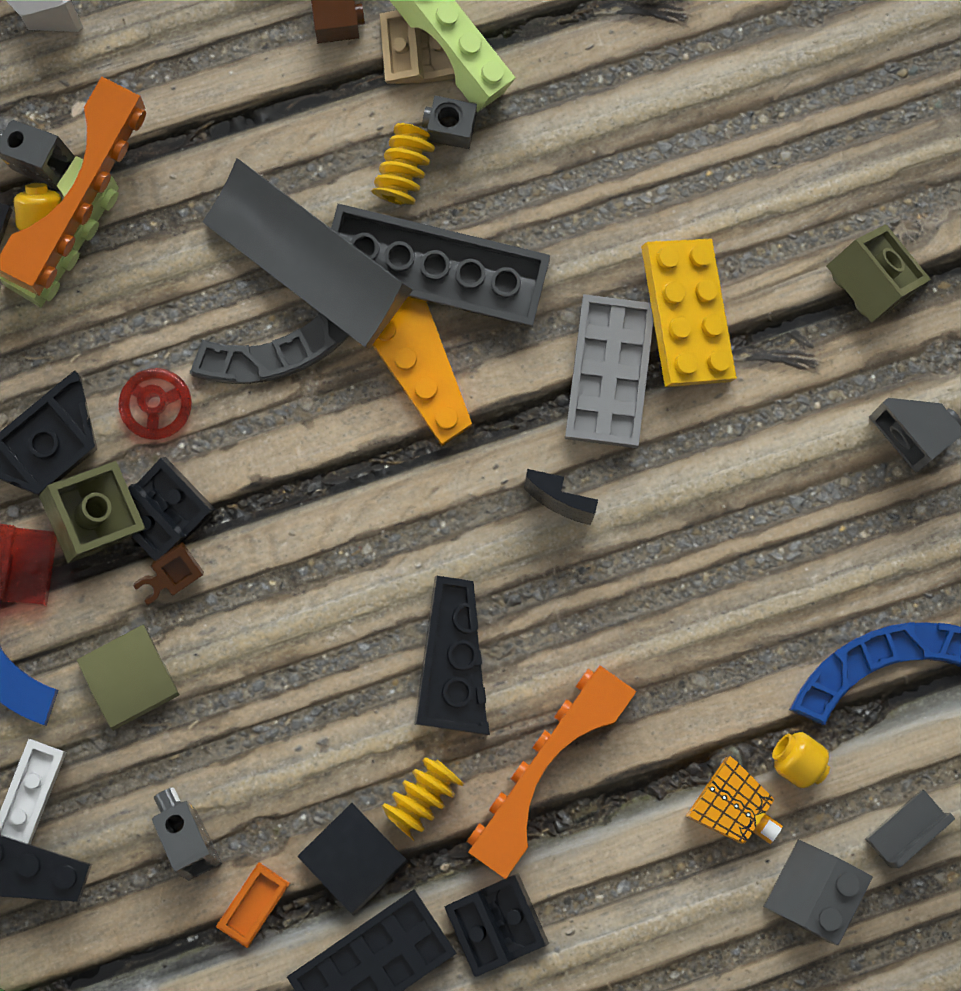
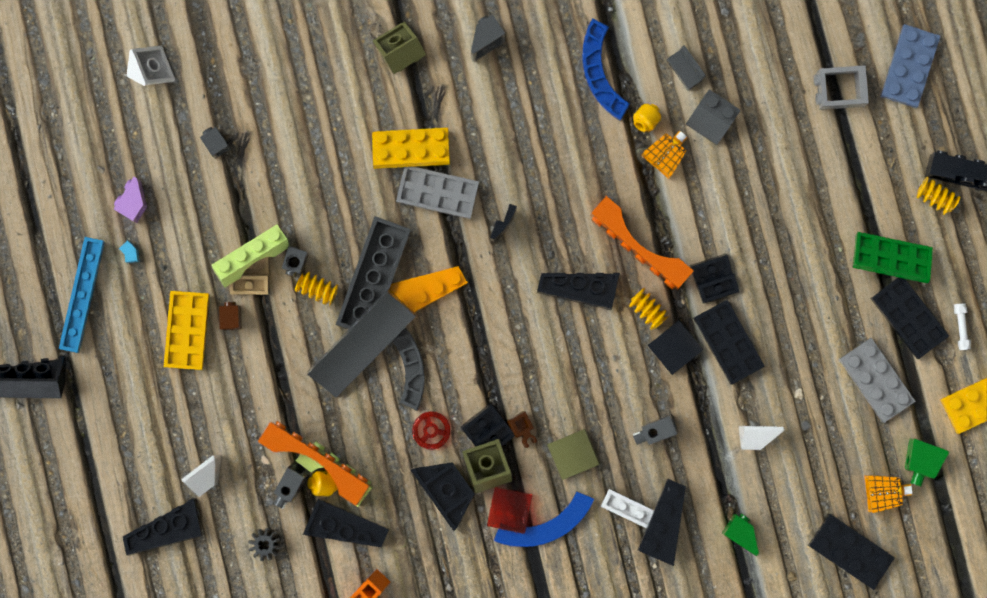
camera: 80 degrees left, 5 degrees up
(253, 905) = (693, 399): orange tile -> none

